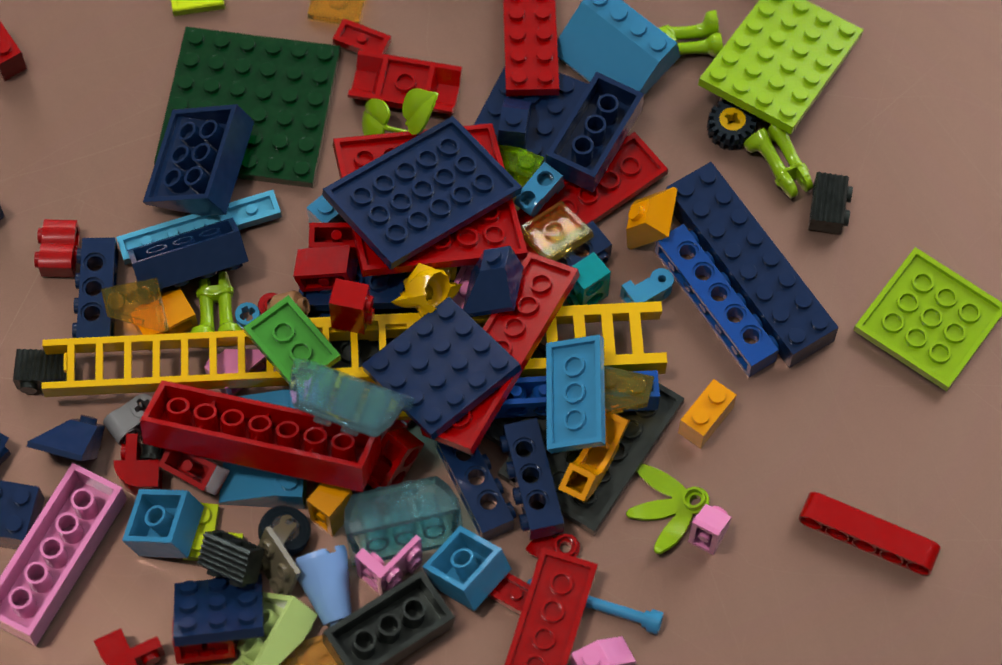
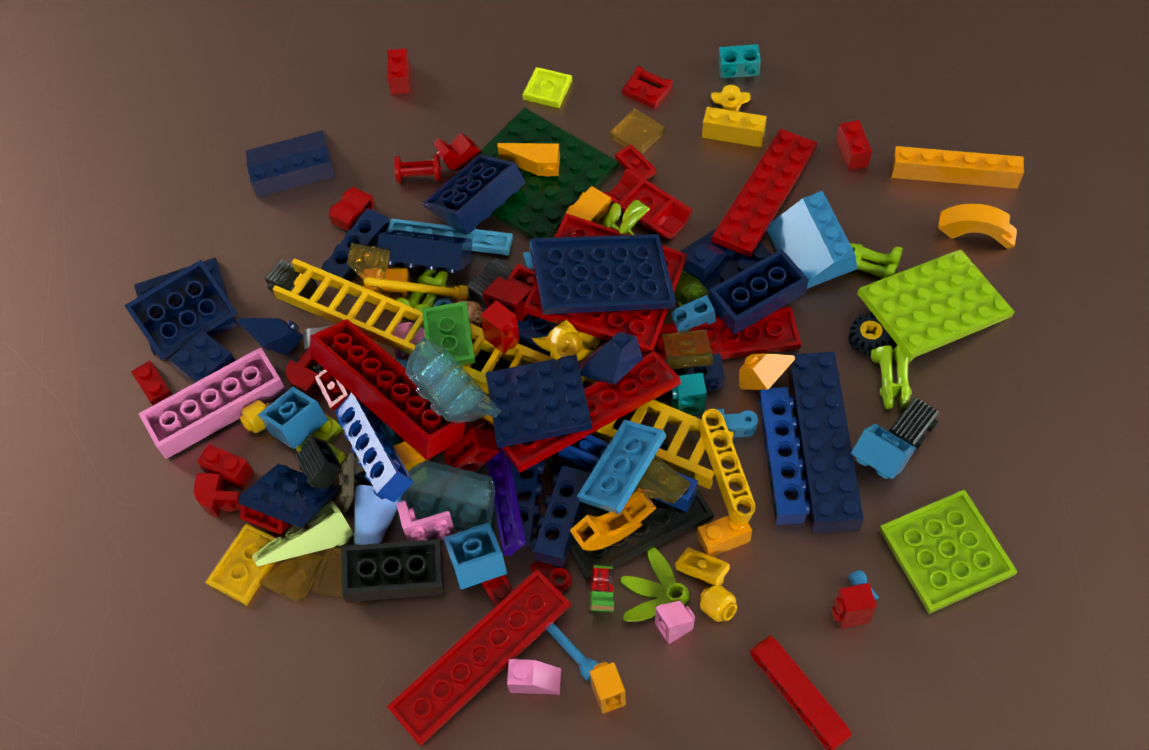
camera: 35 degrees right, 5 degrees down
(107, 161) = (417, 168): none -> red hose
(107, 616) = (231, 468): none -> red brick
(110, 546) = (250, 418): none -> yellow head
(144, 118) = (457, 153): none -> red brick
(245, 86) = (535, 158): none -> light orange slope
(253, 289) = (457, 293): none -> yellow piece
(270, 500) = (373, 449): none -> blue brick
(282, 257) = (489, 274): none -> dark grey brick
(343, 117) = (591, 205): none -> light orange brick
(472, 499) = (506, 504): none -> dark purple tile
(618, 534) = (601, 589): none -> leg
(683, 352) = (724, 476): none -> yellow beam
(685, 627) = (607, 687): none -> light orange brick
(704, 458) = (702, 566): none -> yellow hinge
(741, 487) = (718, 603): none -> yellow head
(818, 246) = (882, 451): none -> dark azure brick
(863, 389) = (859, 577): none -> dark azure hand
(876, 420) = (854, 606): none -> red brick

